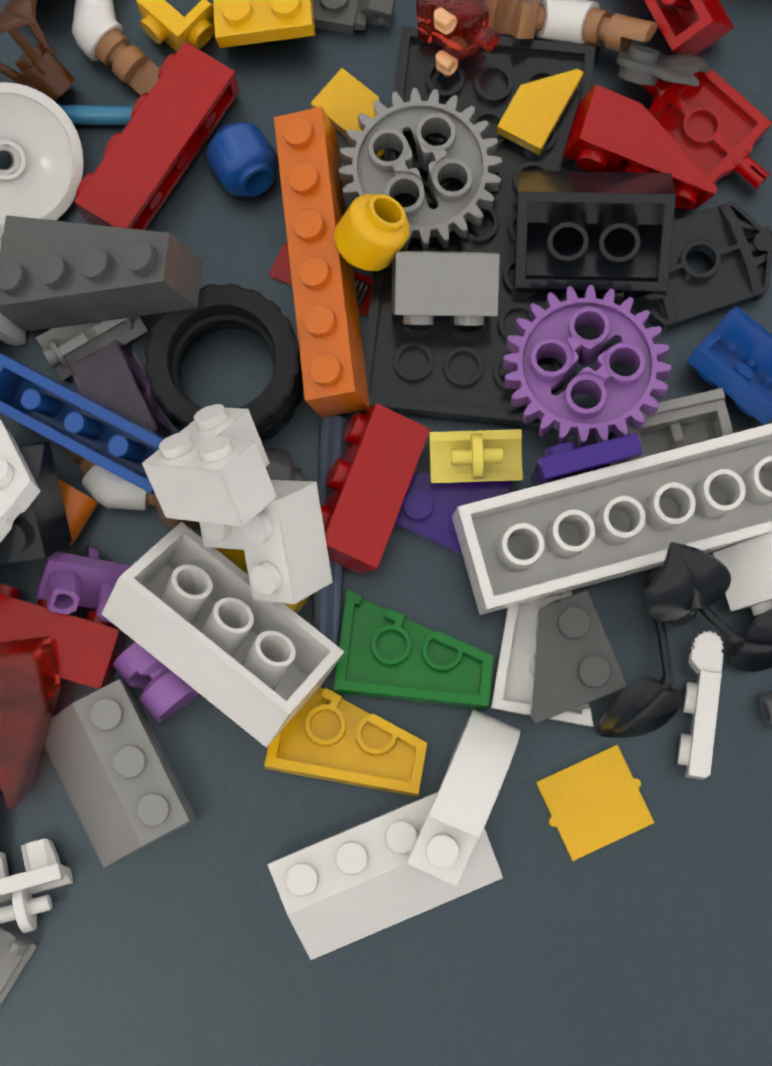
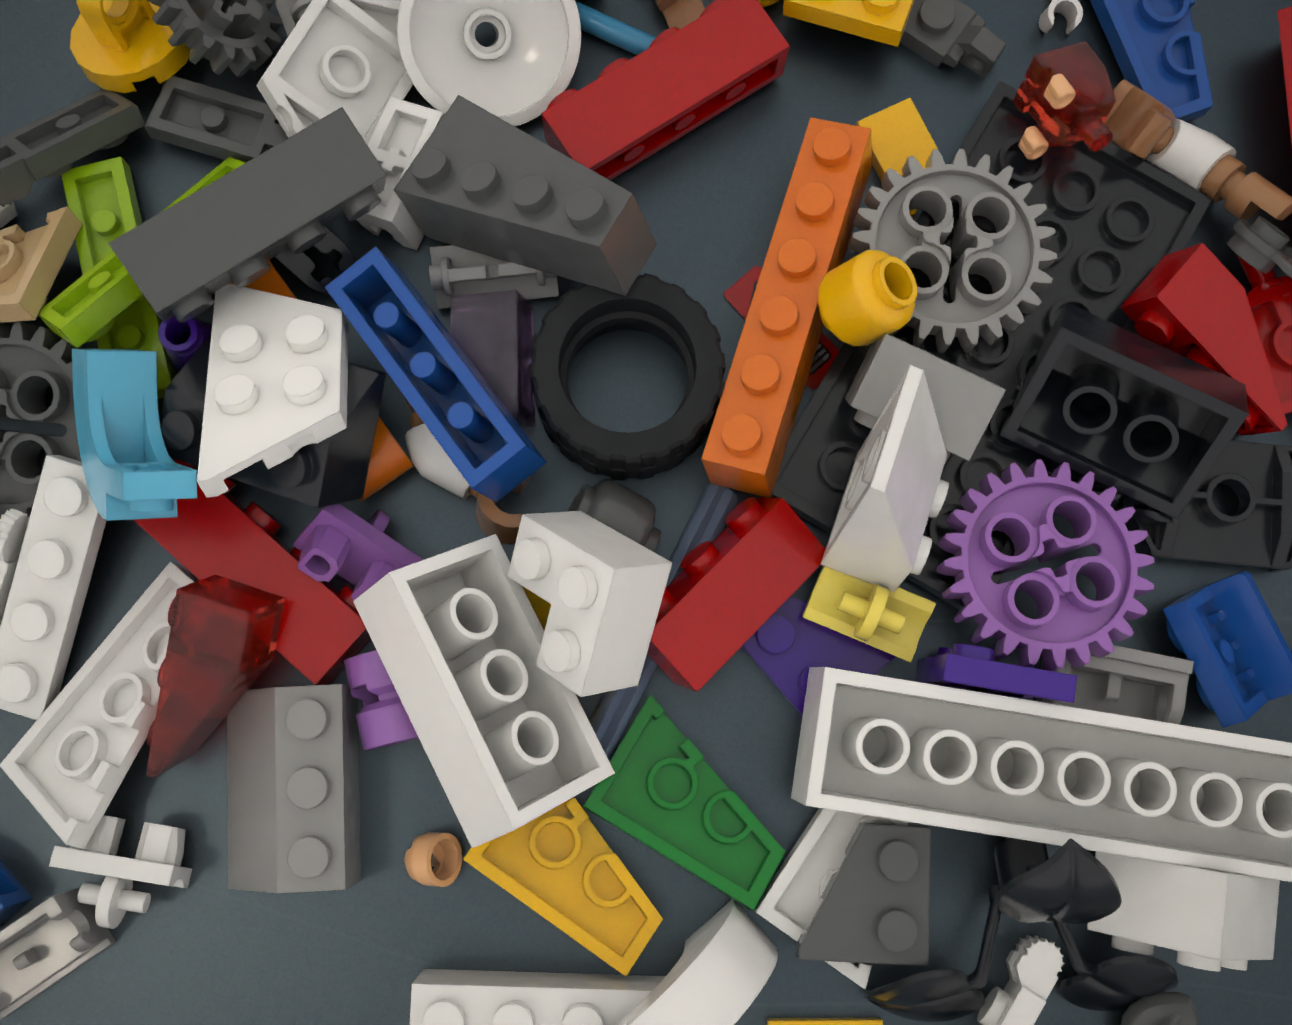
camera: 15 degrees right, 0 degrees up
(212, 469) = (557, 496): white brick -> none
(242, 159) = (752, 150): blue head -> none
(243, 777) = (434, 850): none -> light nougat hinge
(452, 362) = (892, 491): none -> white slope
(538, 109) = (1116, 242): yellow tile -> none

